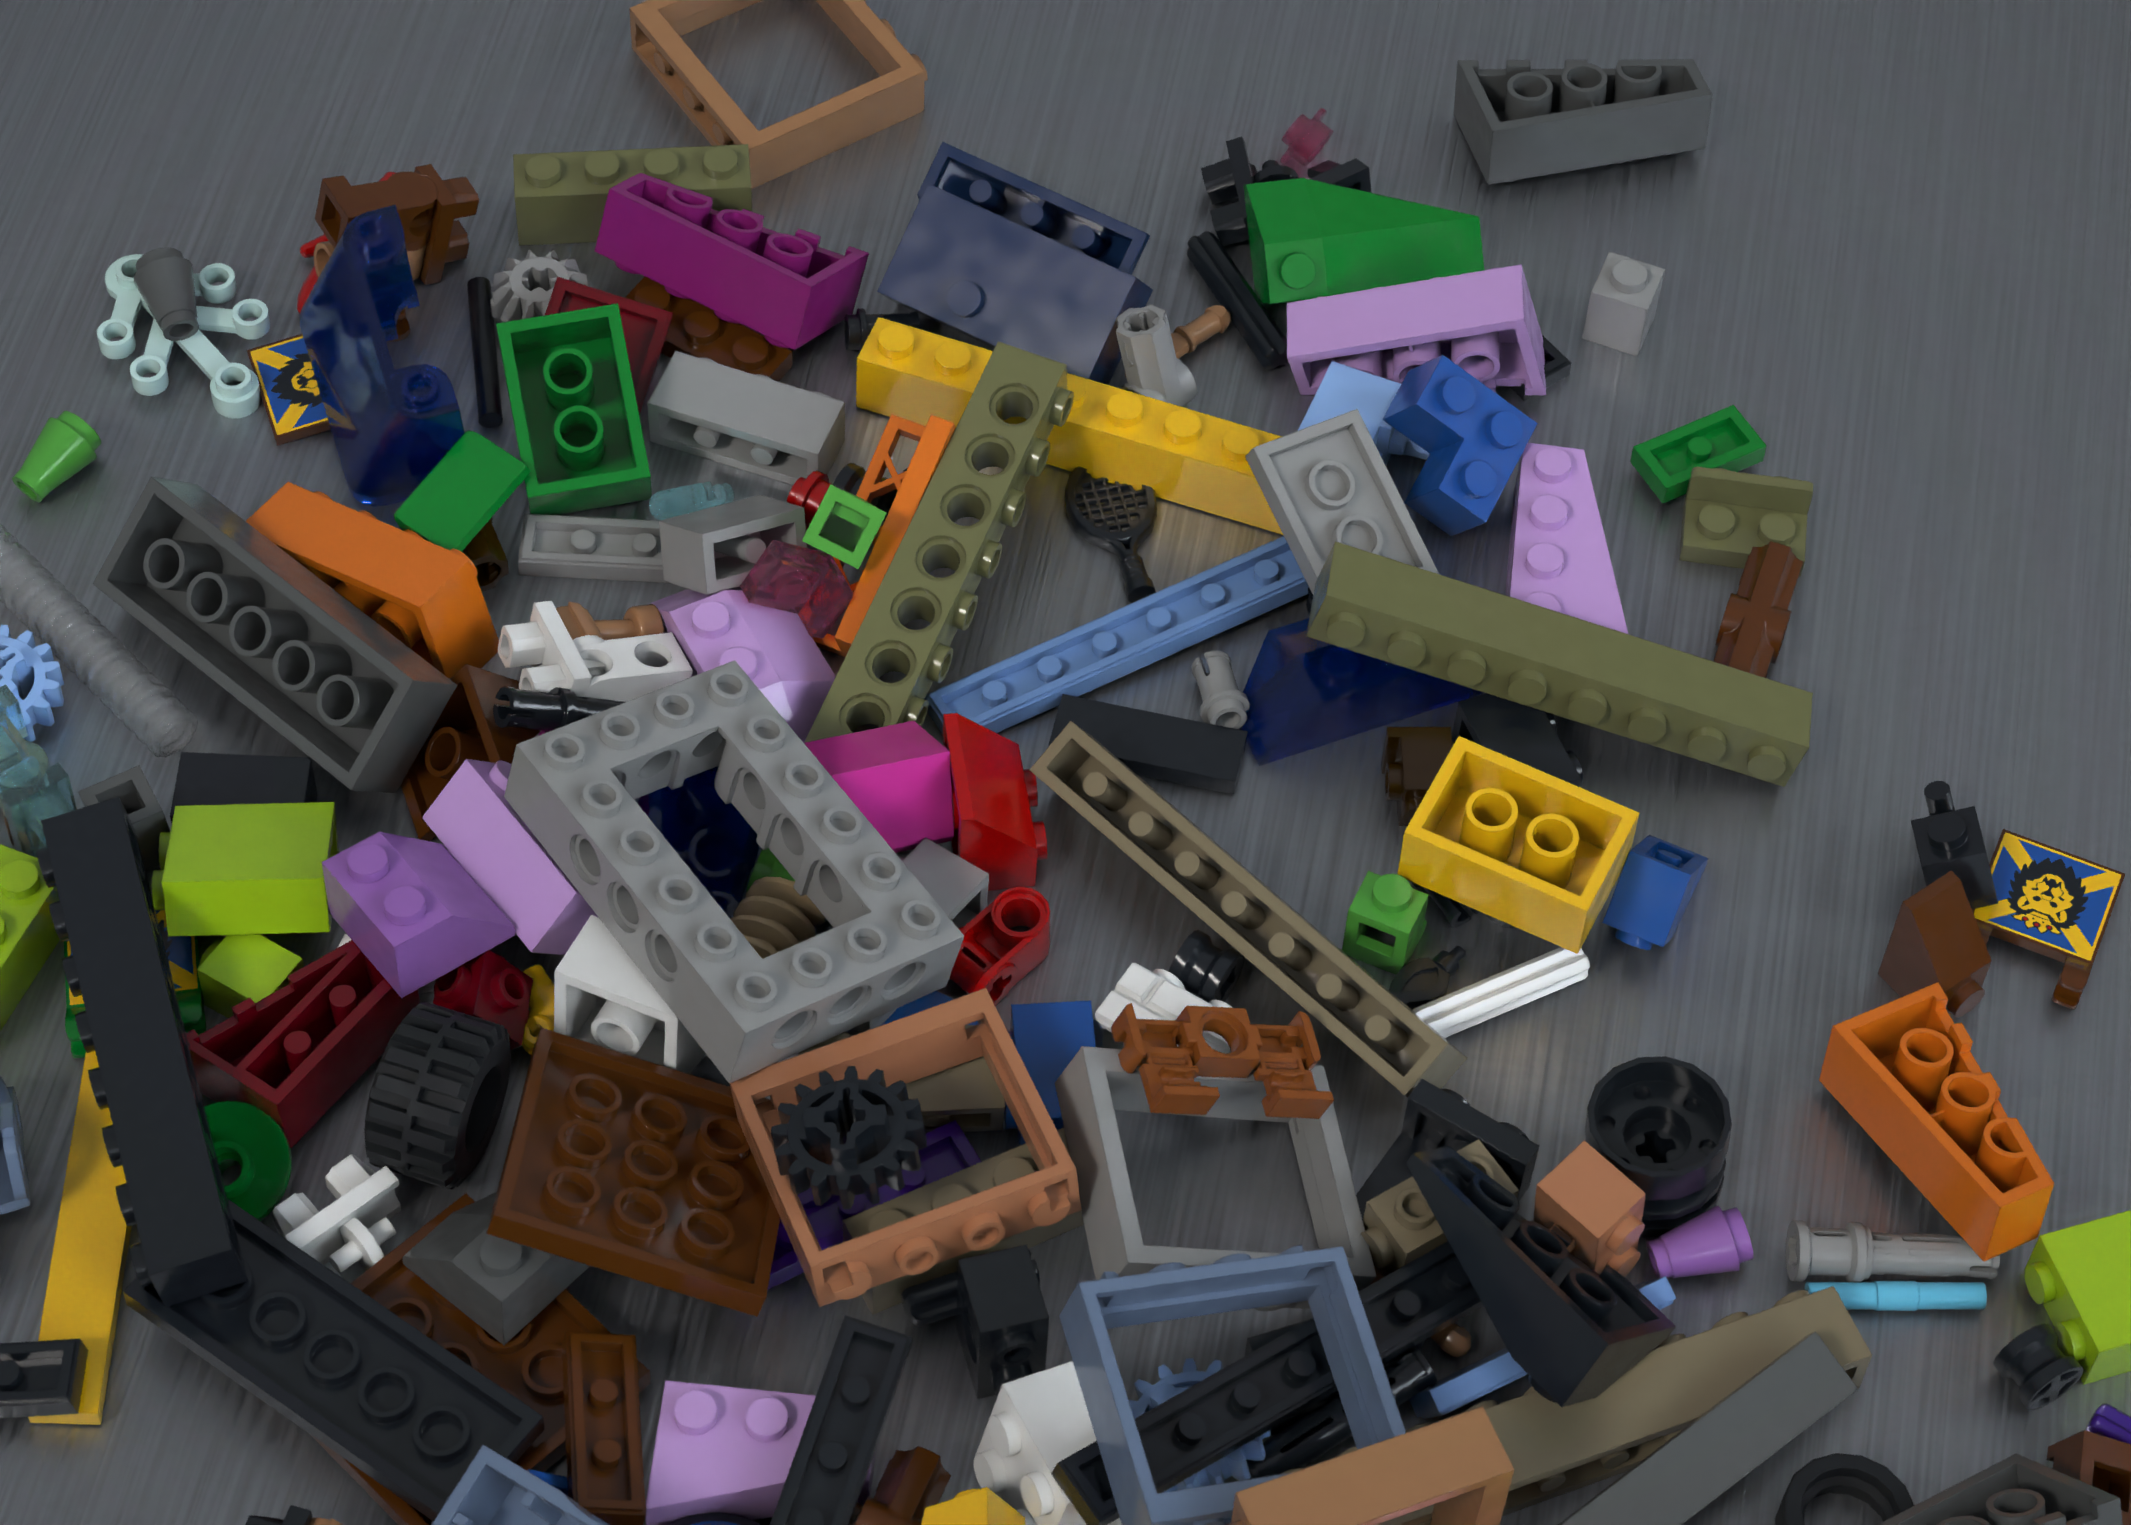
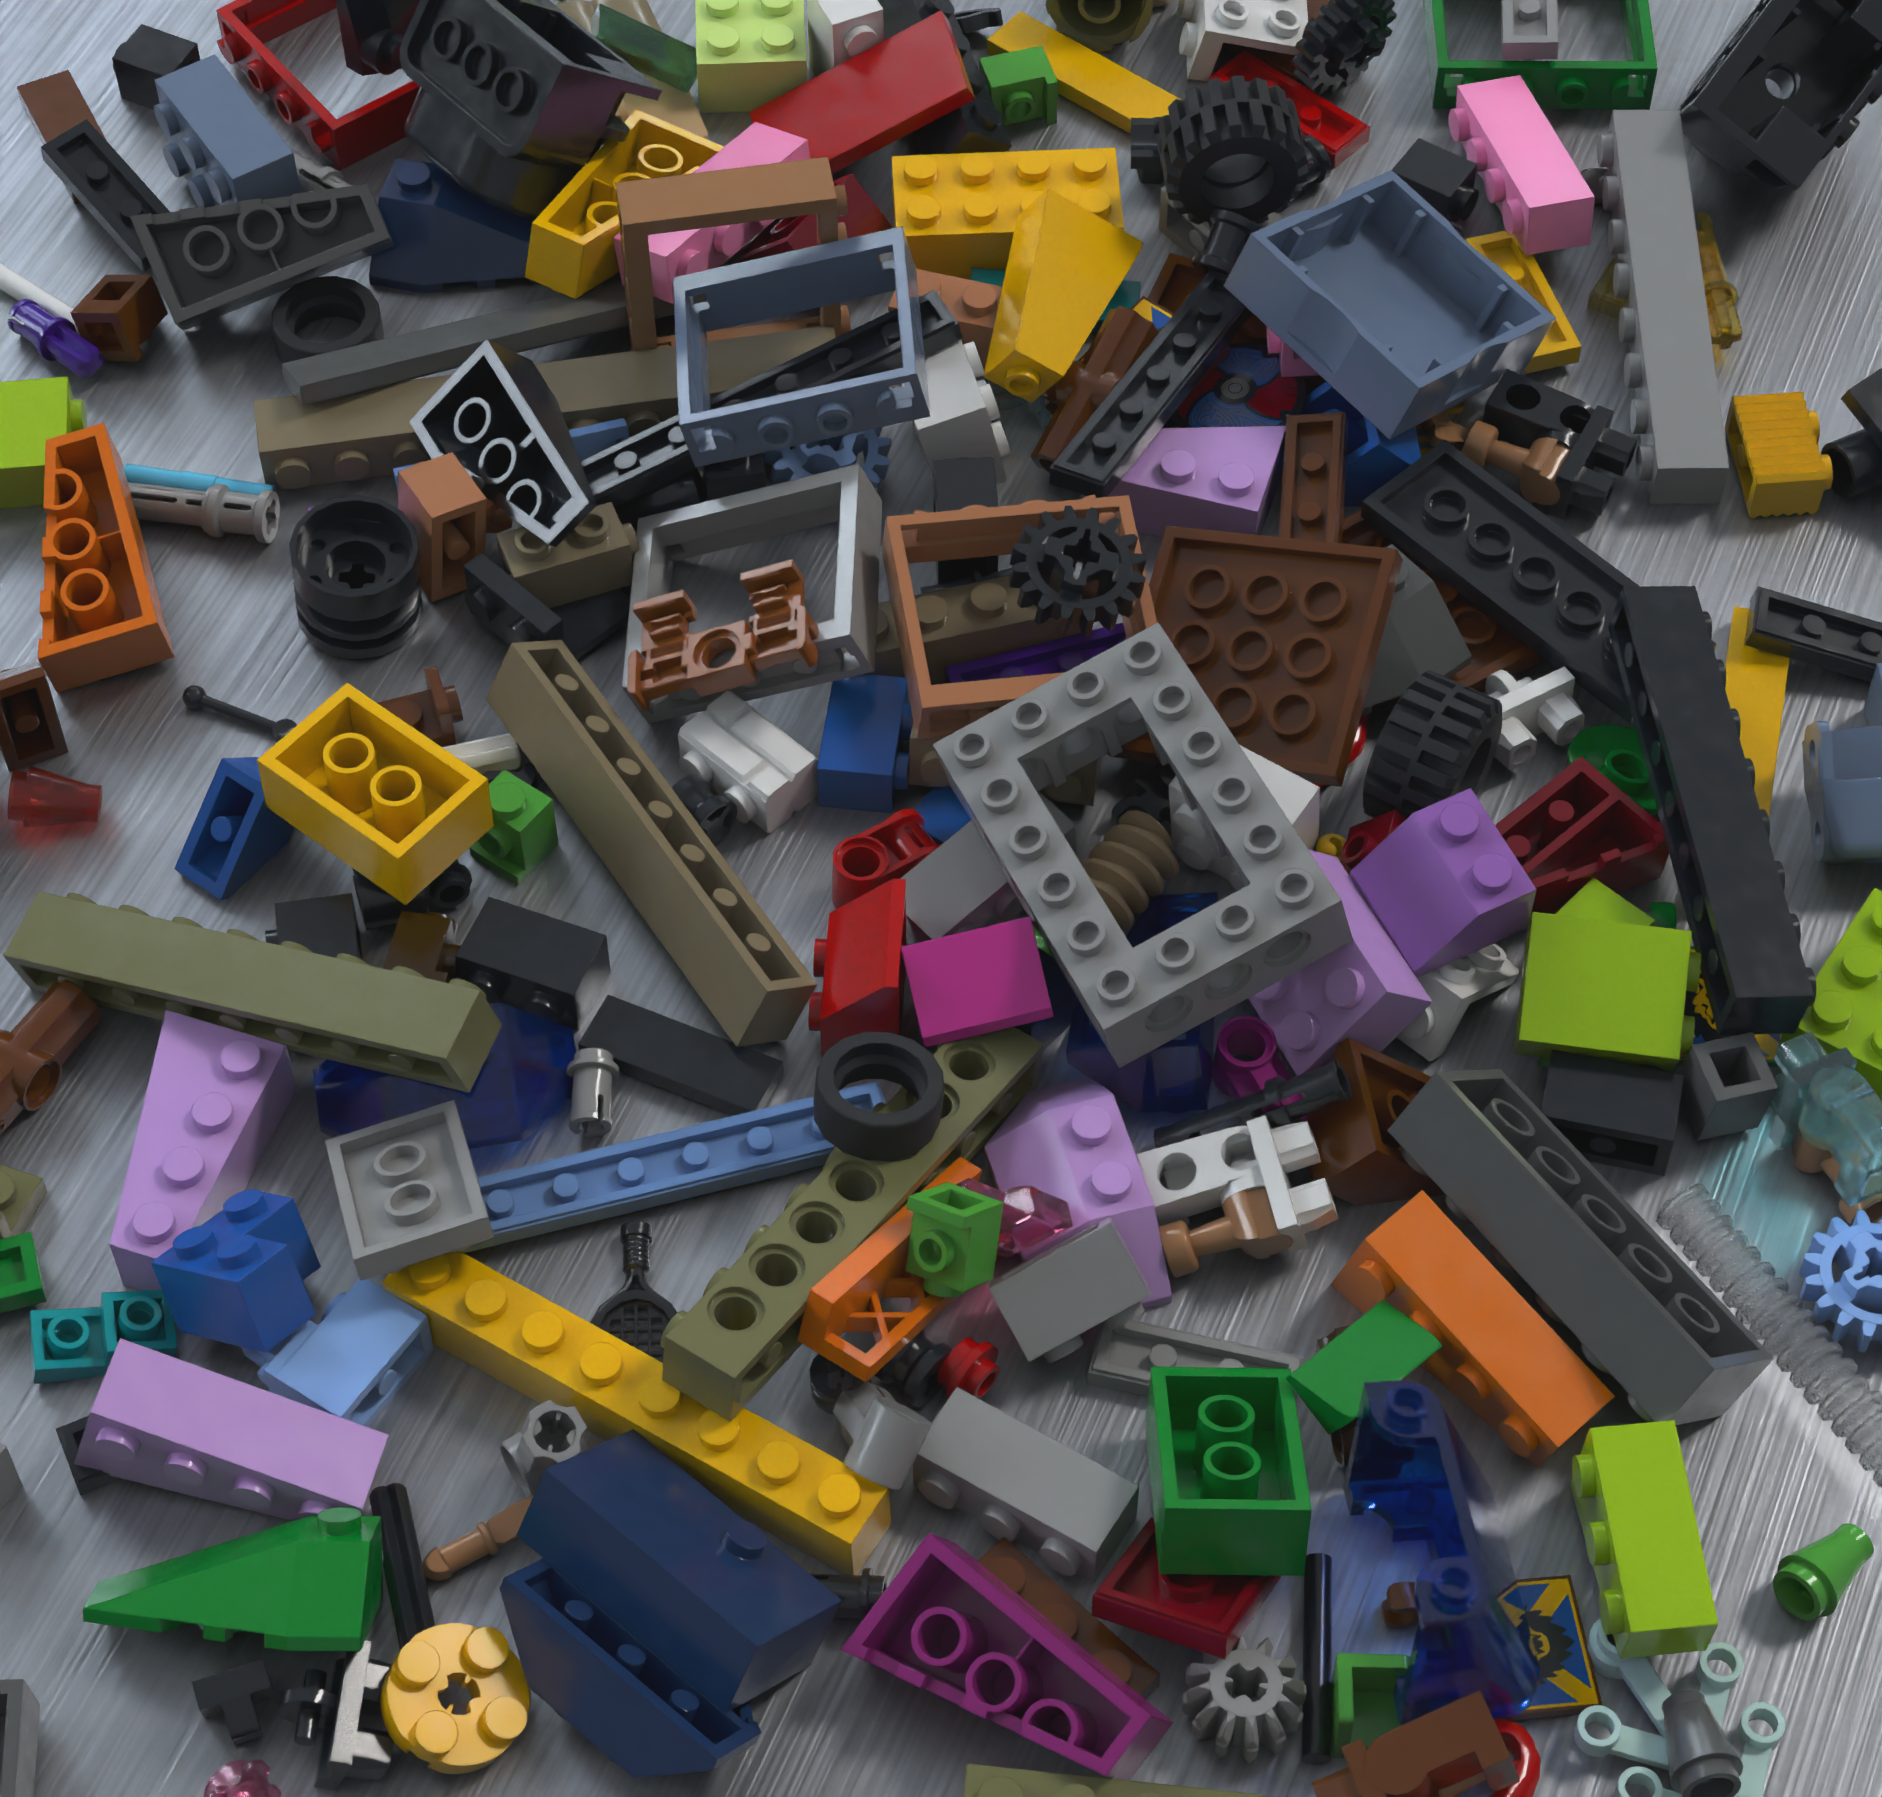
camera: 165 degrees left, 0 degrees up
(217, 407) = (1643, 1539): none -> lime wedge
(441, 312) = (1364, 1697): none -> bright green panel
(689, 499) = (1099, 1409): clear light blue piece -> none
(871, 413) = (880, 1434): none -> light grey piece
(931, 578) = (878, 1134): none -> black tyre
(1164, 187) = (480, 1663): none -> yellow plate
(1315, 792) = (534, 962): none -> black brick
(1533, 1042) = (431, 710): none -> reddish brown bracket
(1593, 426) = (83, 1340): none -> teal slope
(1667, 1023) = (196, 697): none -> black hinge
(1860, 891) = (52, 799): none -> clear red cone
(2038, 1366) = (116, 401): black wheel -> none

